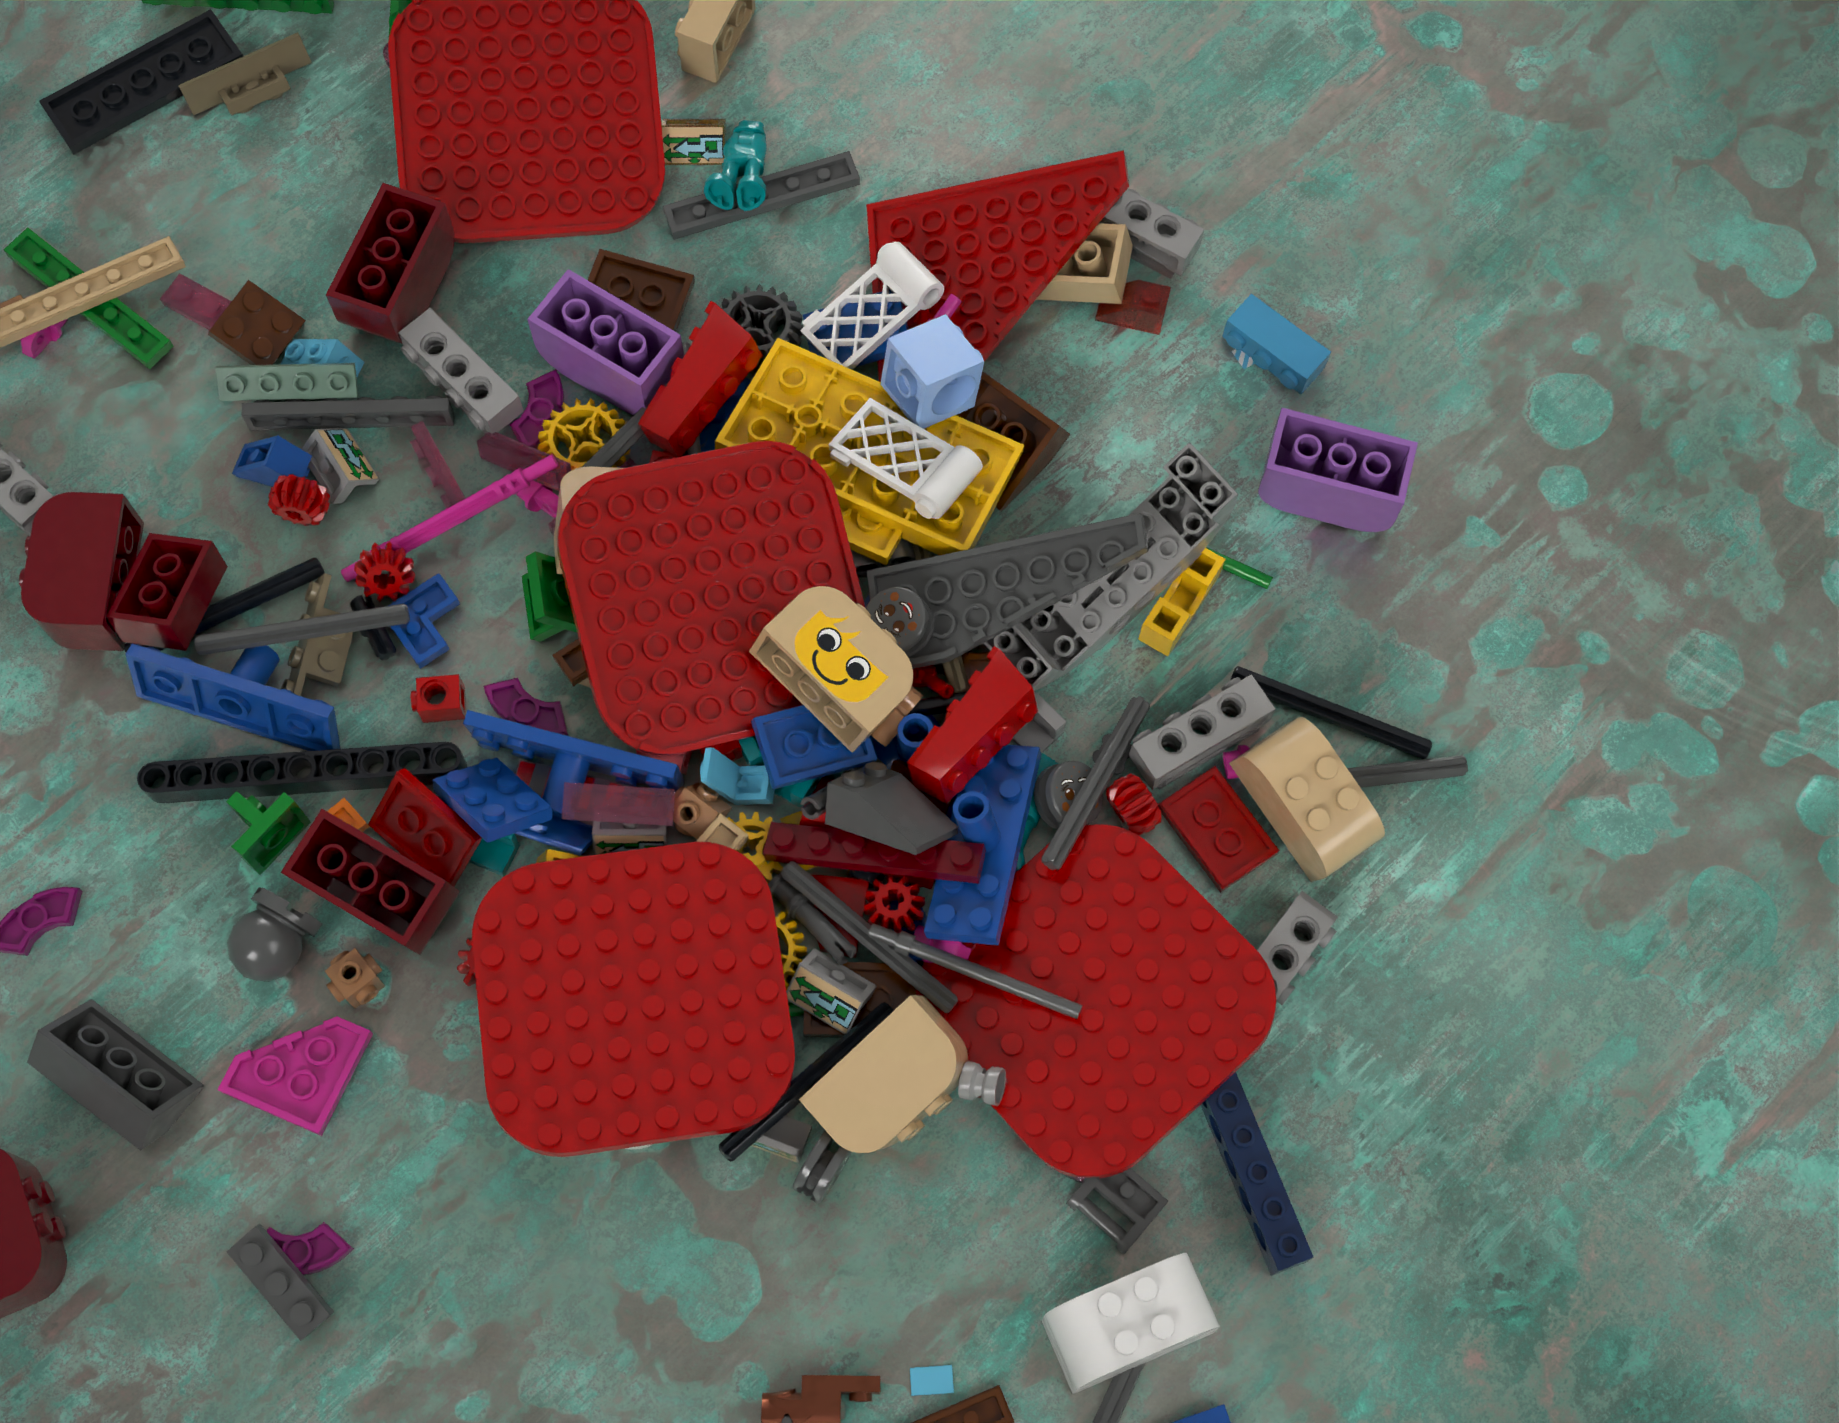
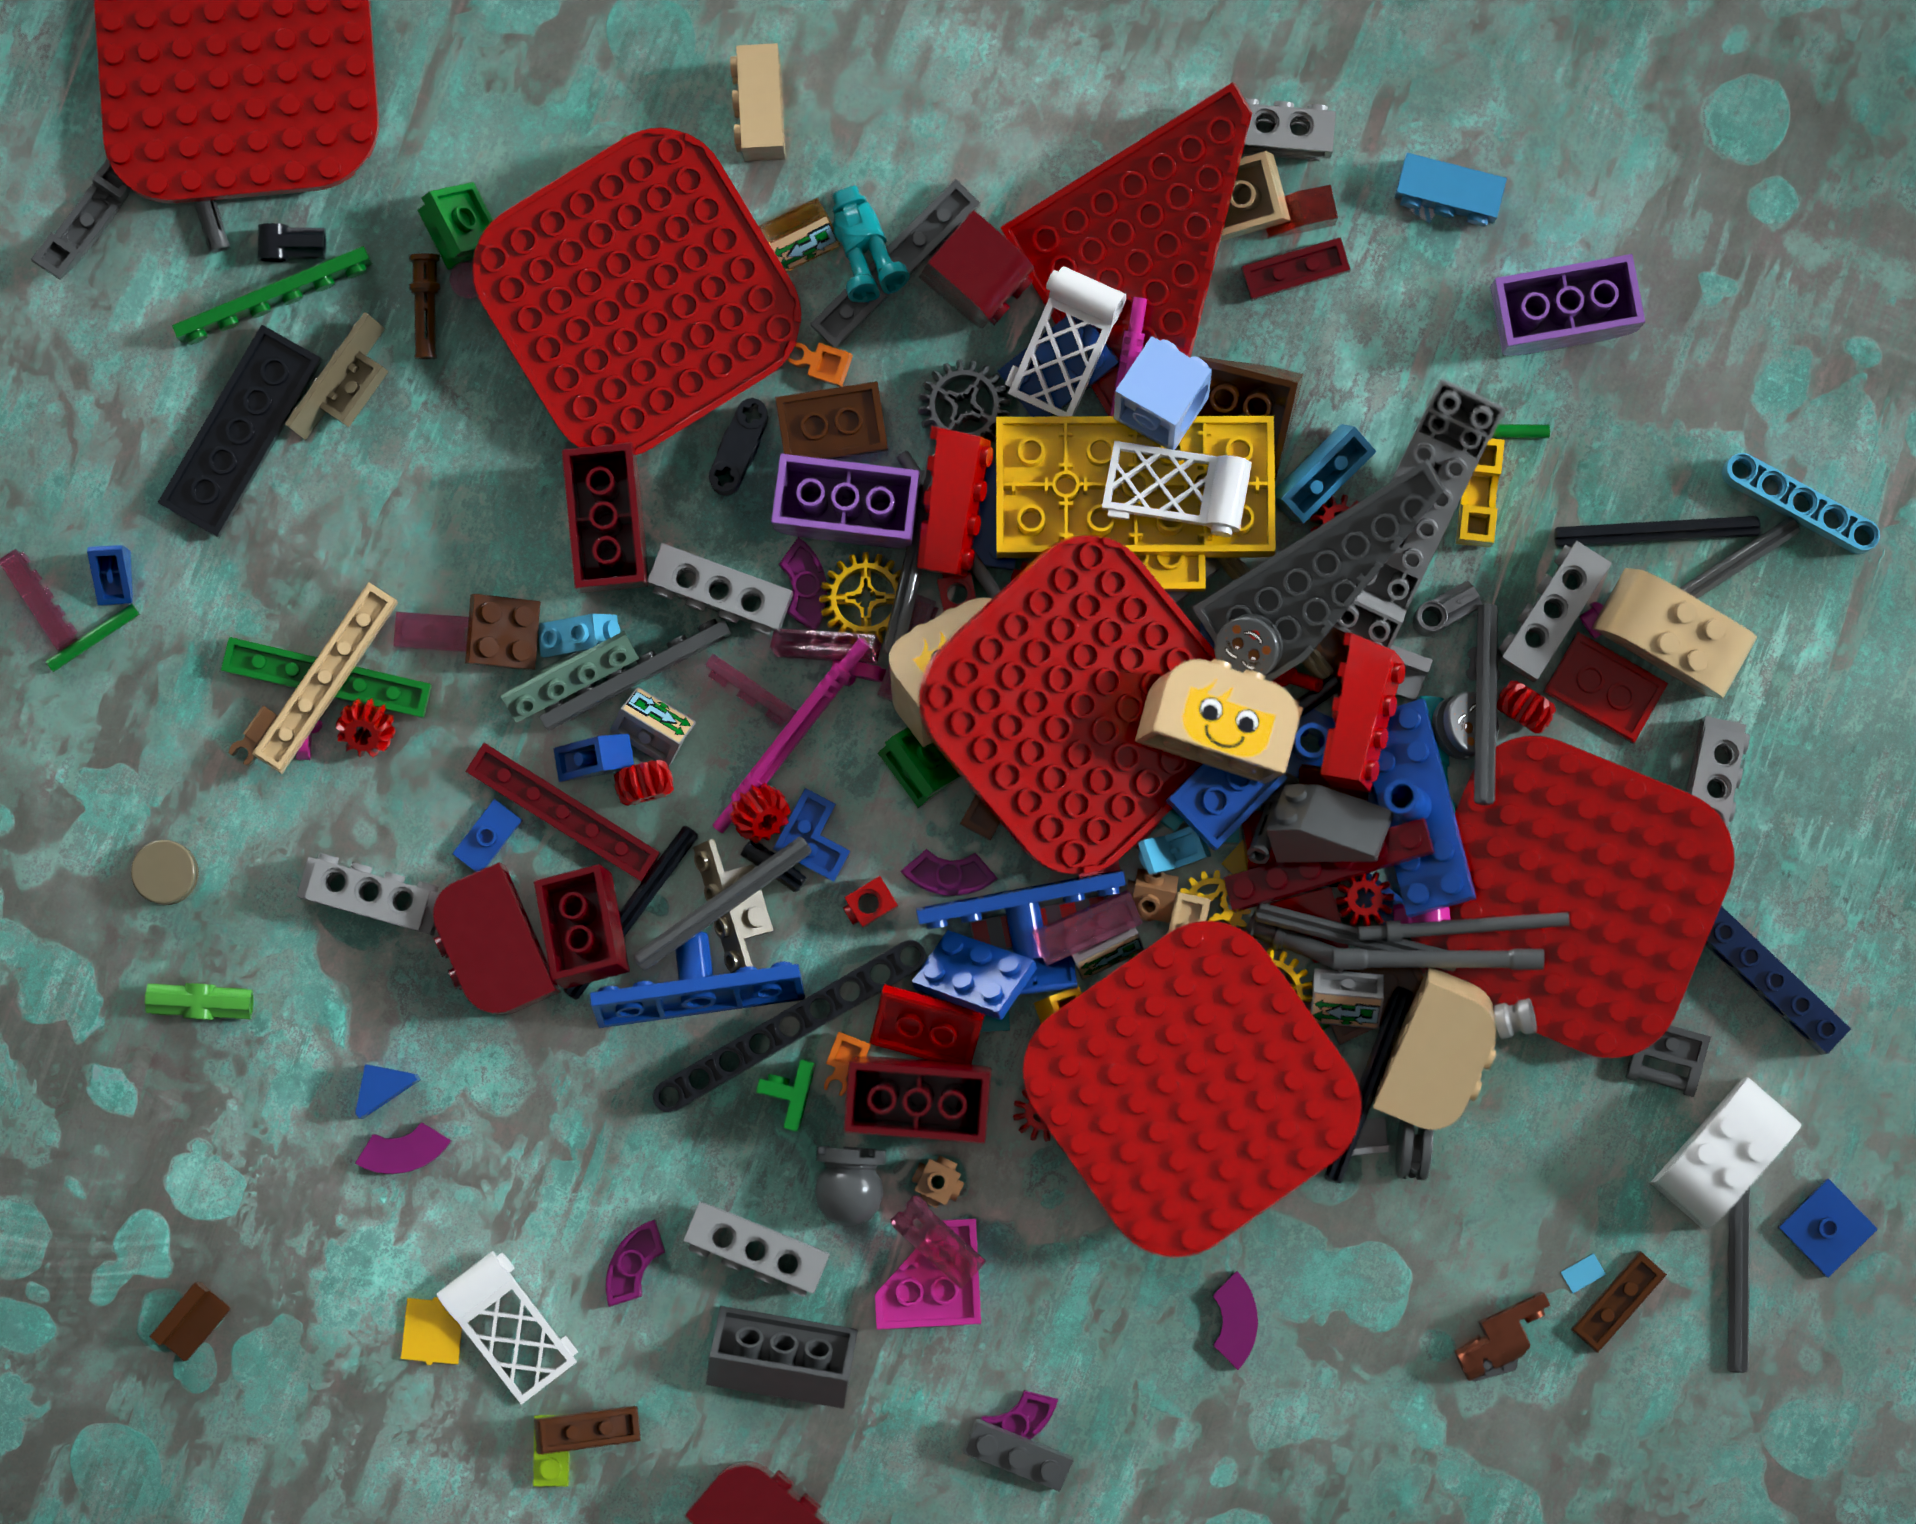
camera: 20 degrees left, 15 degrees up
(91, 347) = (365, 728): none -> red gear
(110, 919) = (702, 1241): none -> light grey brick
(146, 485) = (487, 836): none -> blue plate
(217, 497) = (562, 812): none -> dark red plate
(318, 1031) = (938, 1242): none -> clear pink plate
(360, 43) = (425, 347): none -> reddish brown pin
(543, 271) = (738, 447): none -> black piece
(568, 1255) = (1238, 1320): none -> magenta tile
(657, 245) = (825, 364): none -> orange plate
(823, 205) = (978, 271): none -> dark red brick
(1006, 1024) = (1513, 959): none -> dark grey piece
(1047, 516) = (1323, 473): none -> dark azure brick
(1104, 688) = (1448, 608): none -> flat silver piece
(1106, 349) = (1295, 269): none -> dark red plate
(1477, 730) = (1818, 503): none -> medium azure beam

